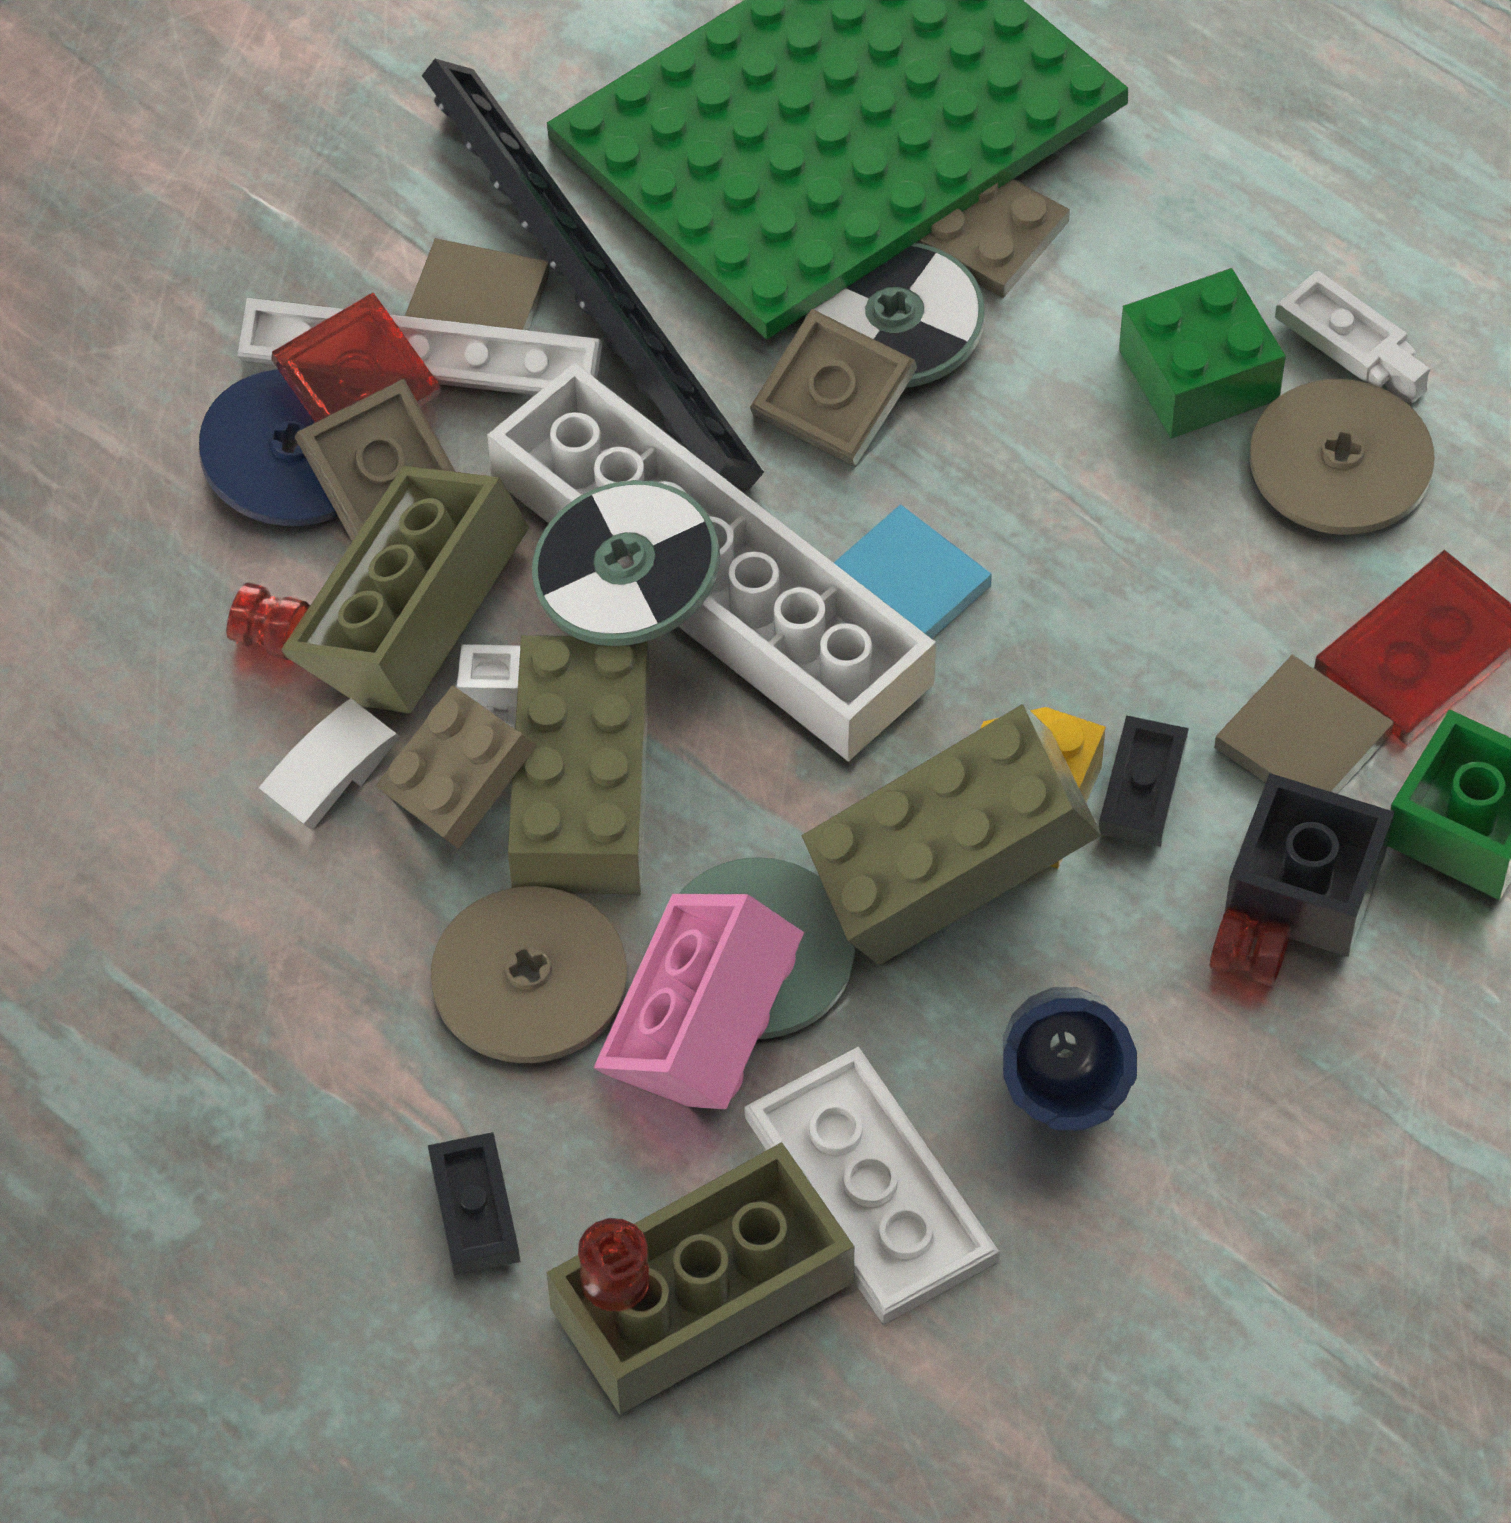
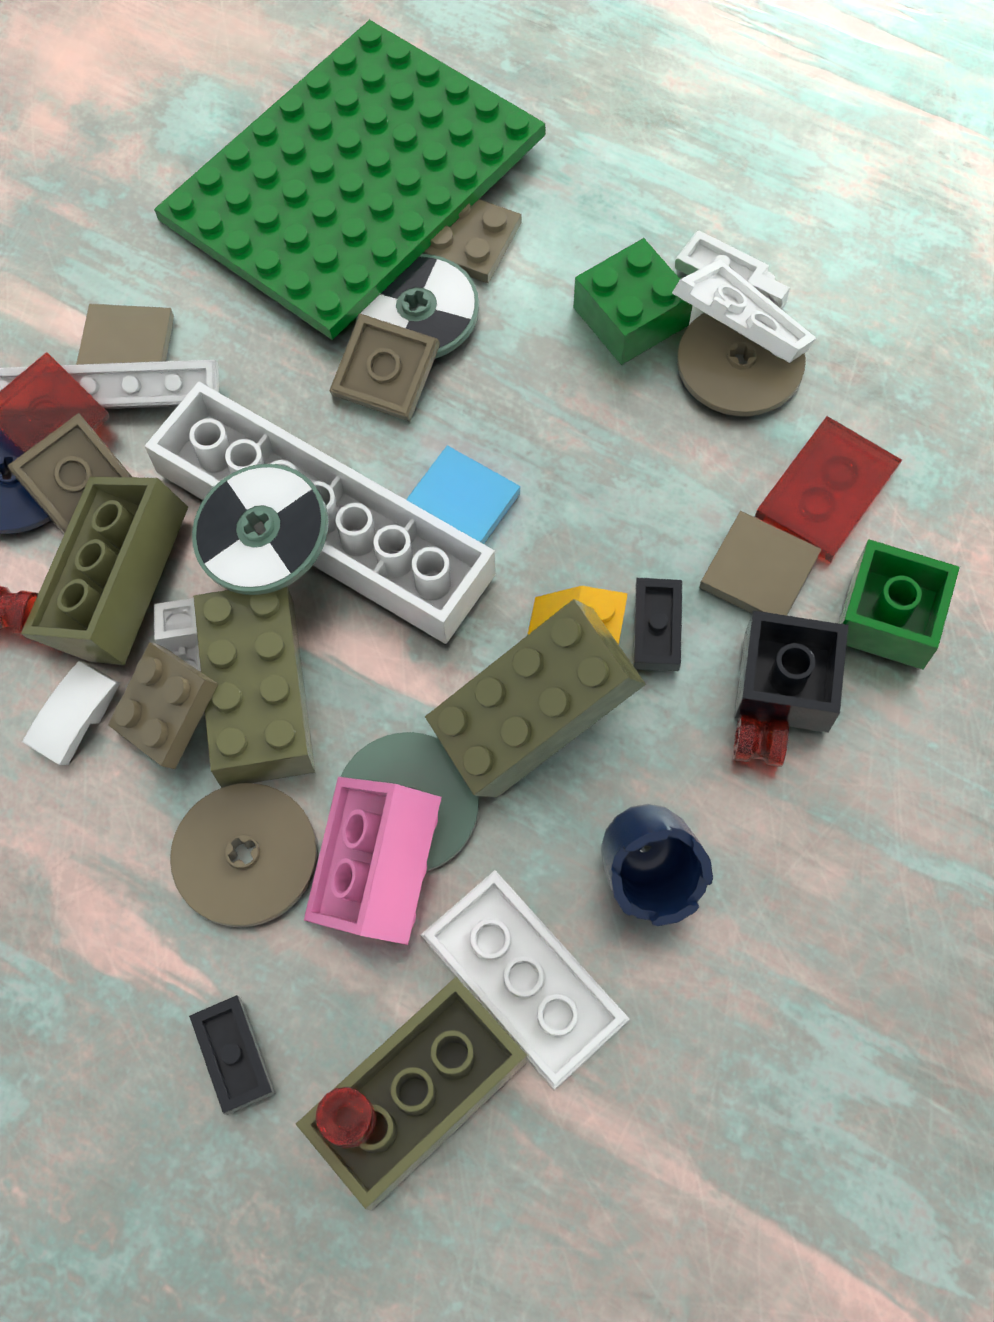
camera: 10 degrees left, 10 degrees up
(592, 274) = (210, 321): black plate -> none
(1354, 386) = (744, 309): none -> white wing

